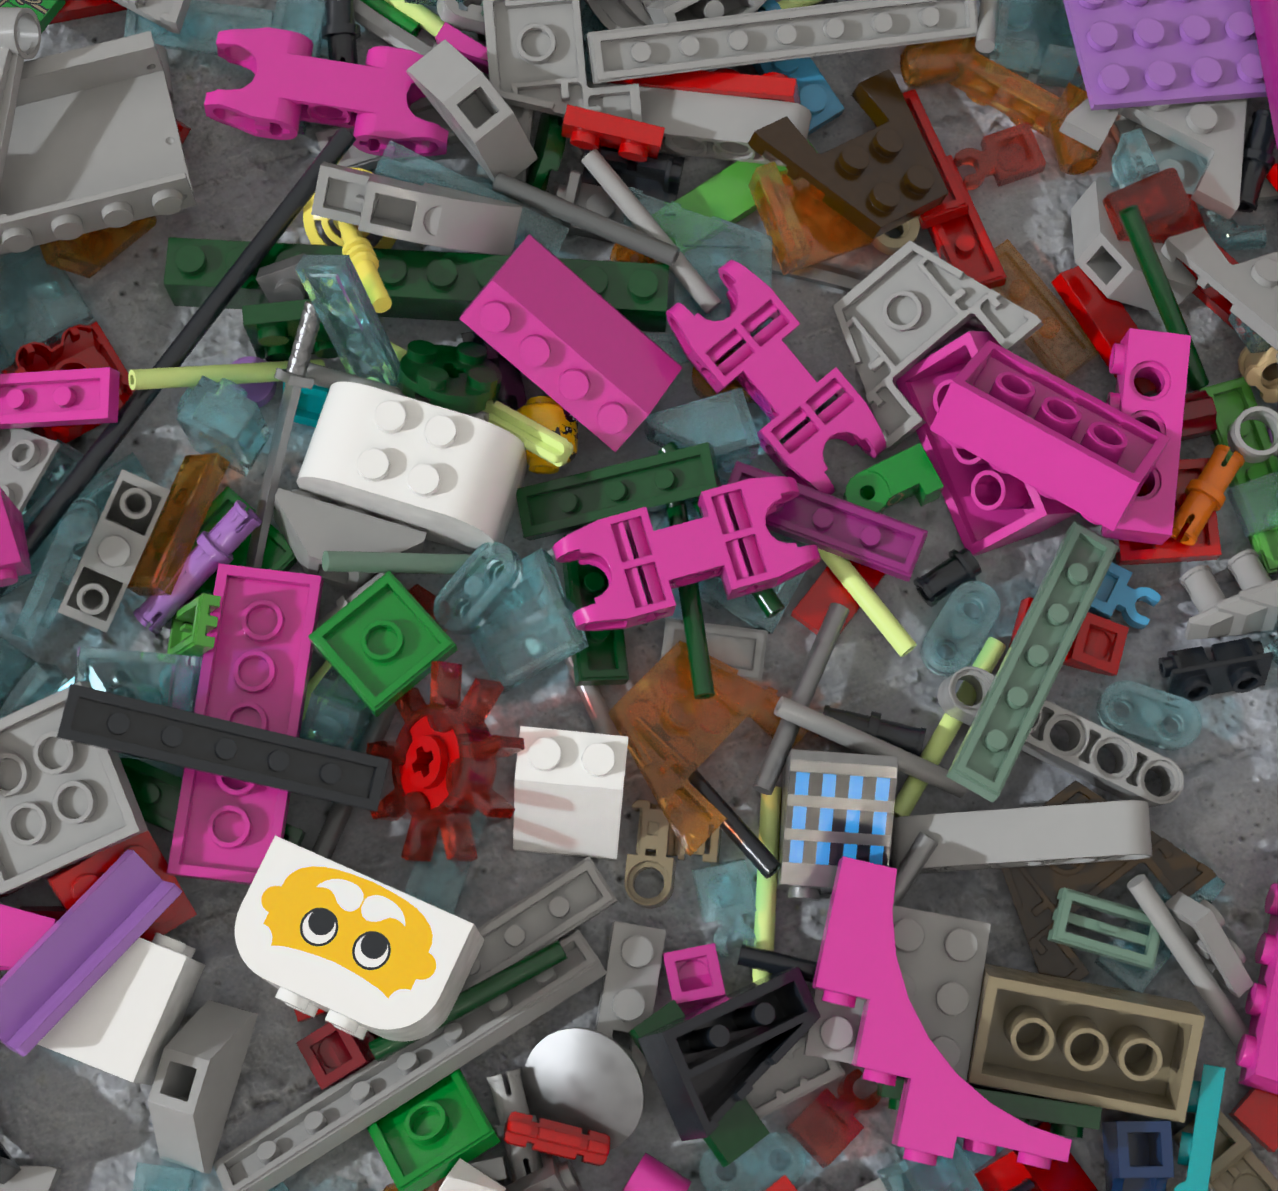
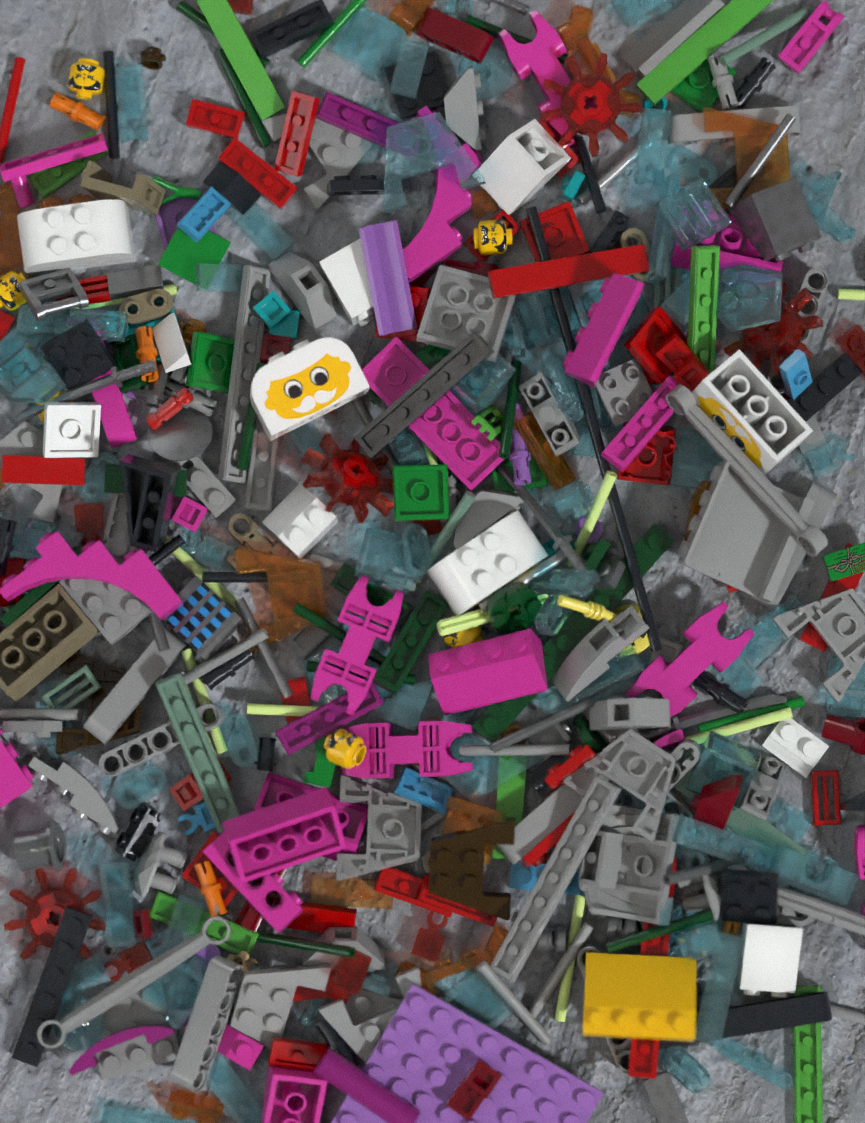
camera: 130 degrees right, 10 degrees up
(167, 605) = (510, 409): none -> dark green piece
(272, 1105) = (271, 309): none -> teal plate
(280, 1071) = (287, 325): none -> teal tile
(417, 319) = (551, 616): none -> clear light blue plate
(819, 336) = (423, 790): none -> dark azure plate
(850, 457) = (345, 748): none -> yellow head
(1232, 781) = (86, 799): none -> light grey slope

